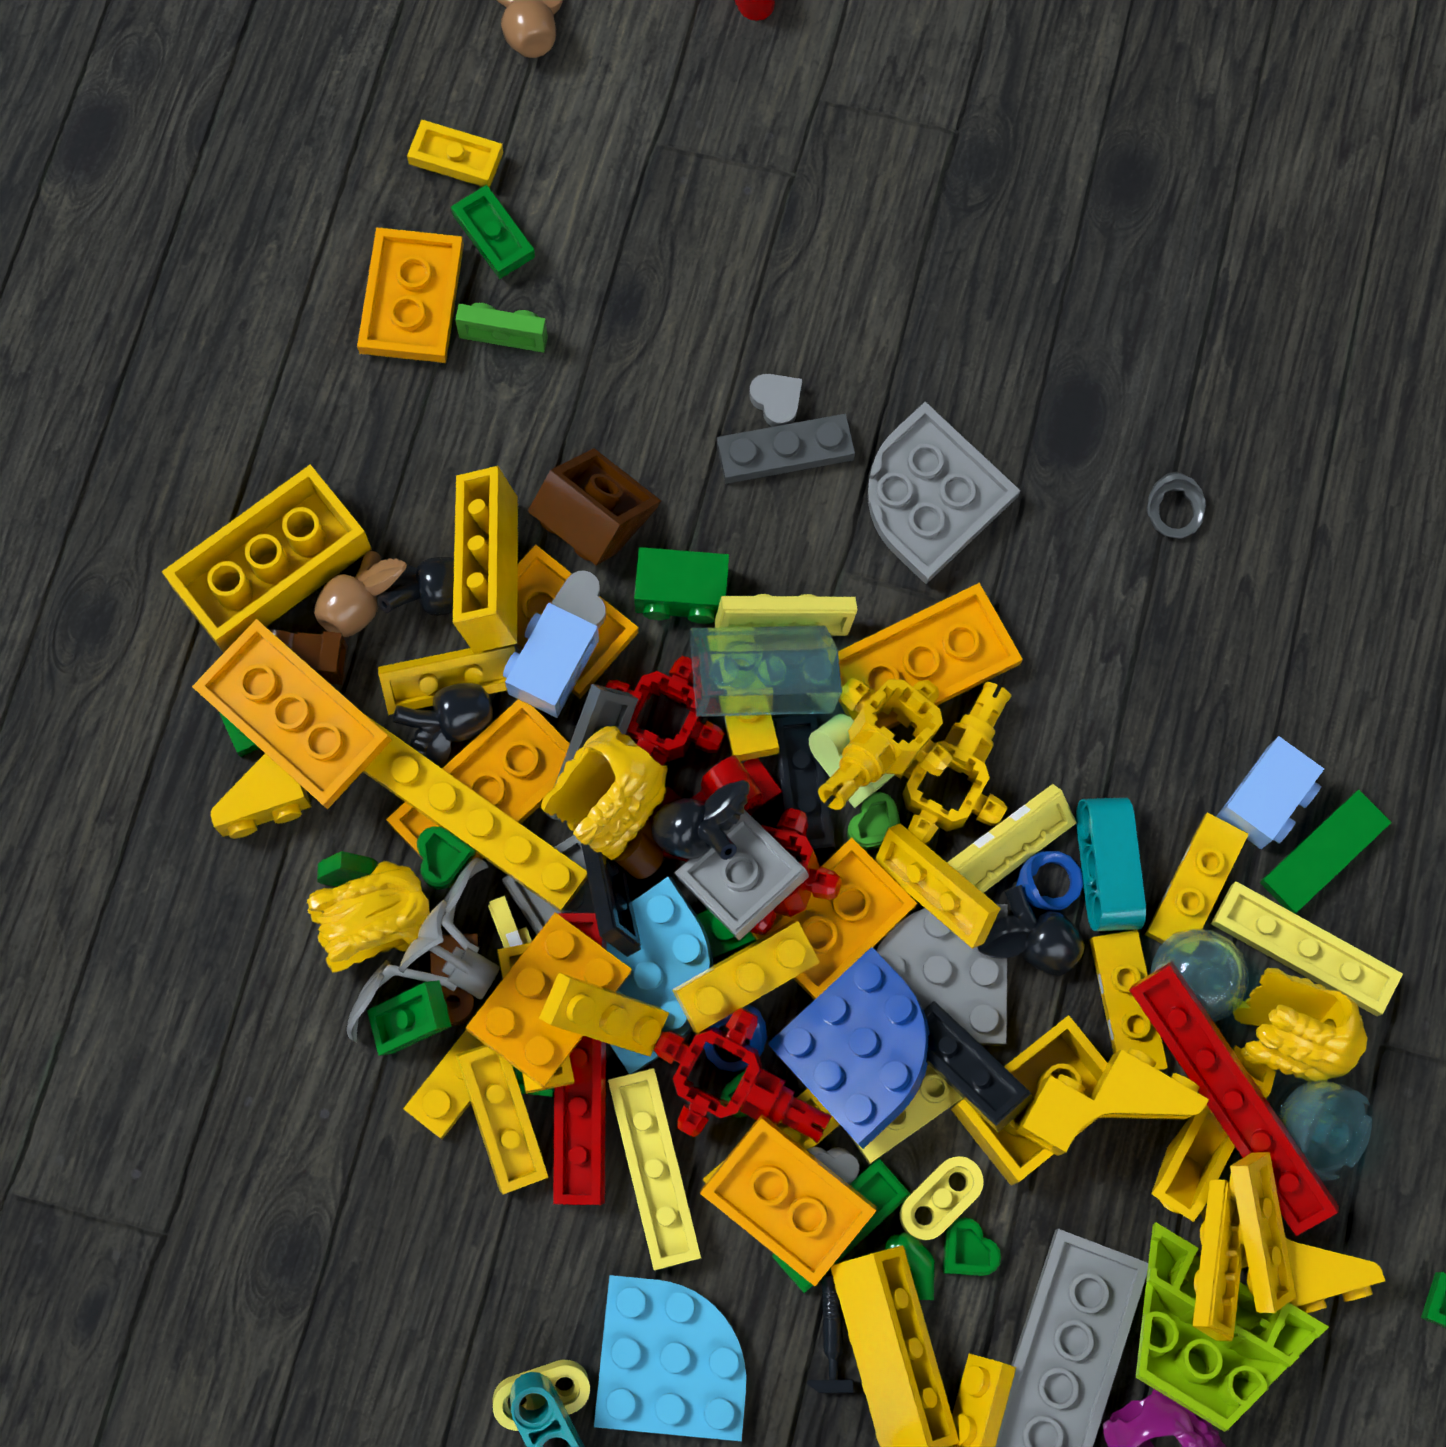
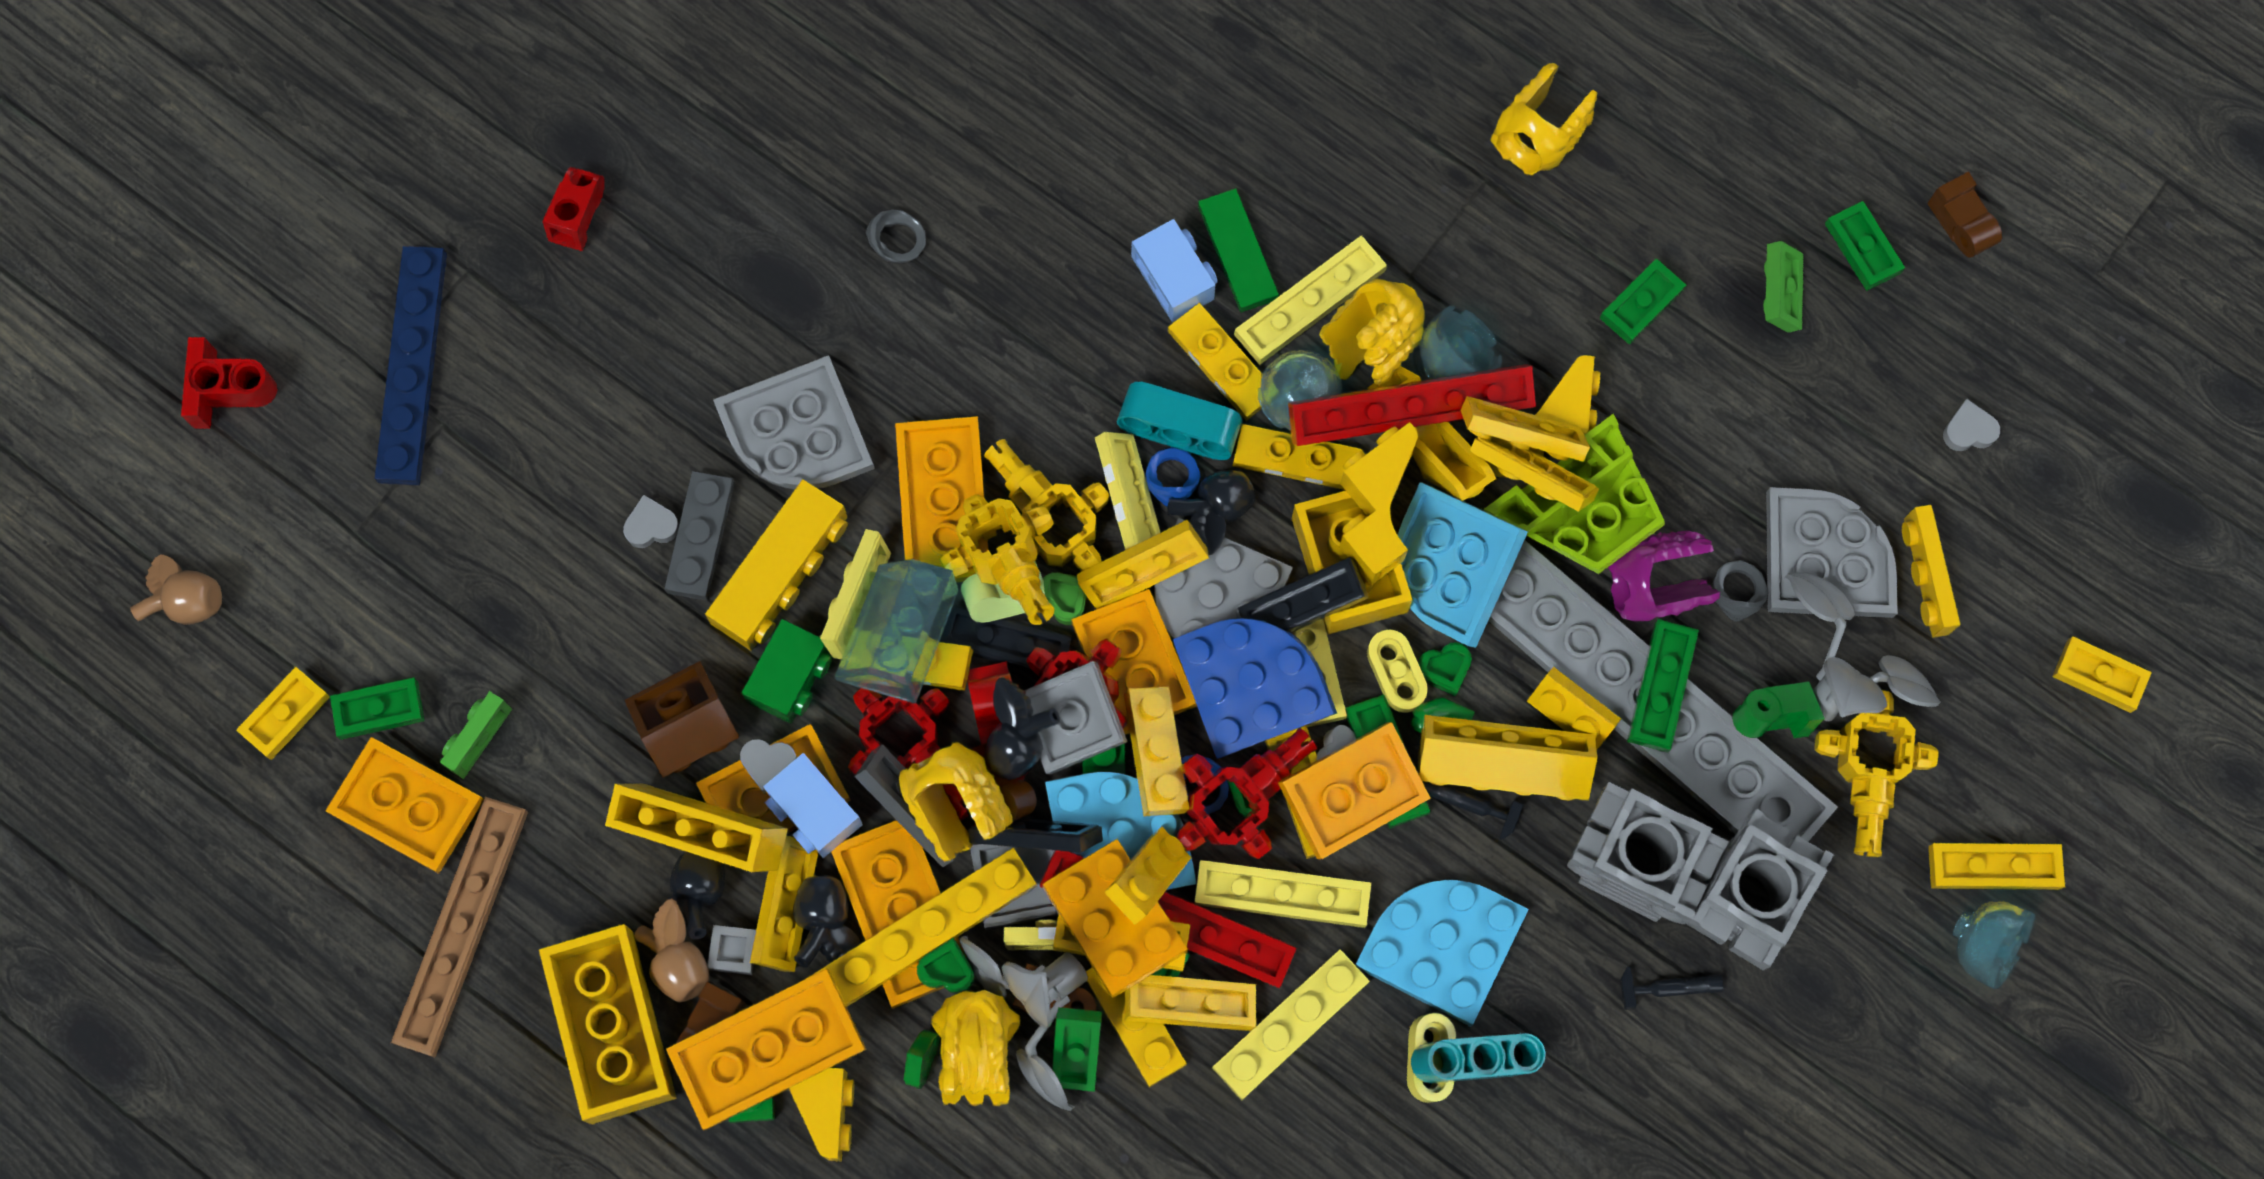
camera: 65 degrees left, 0 degrees up
(317, 393) = (459, 927): none -> medium nougat tile
(385, 645) = (731, 950): none -> light grey plate
(522, 1231) = (1290, 1024): none -> light yellow plate
(784, 531) = (777, 566): none -> yellow brick
(838, 121) = (410, 366): none -> dark blue plate
(1061, 195) = (573, 208): none -> red leg
(1083, 1213) = (1456, 562): none -> medium azure plate

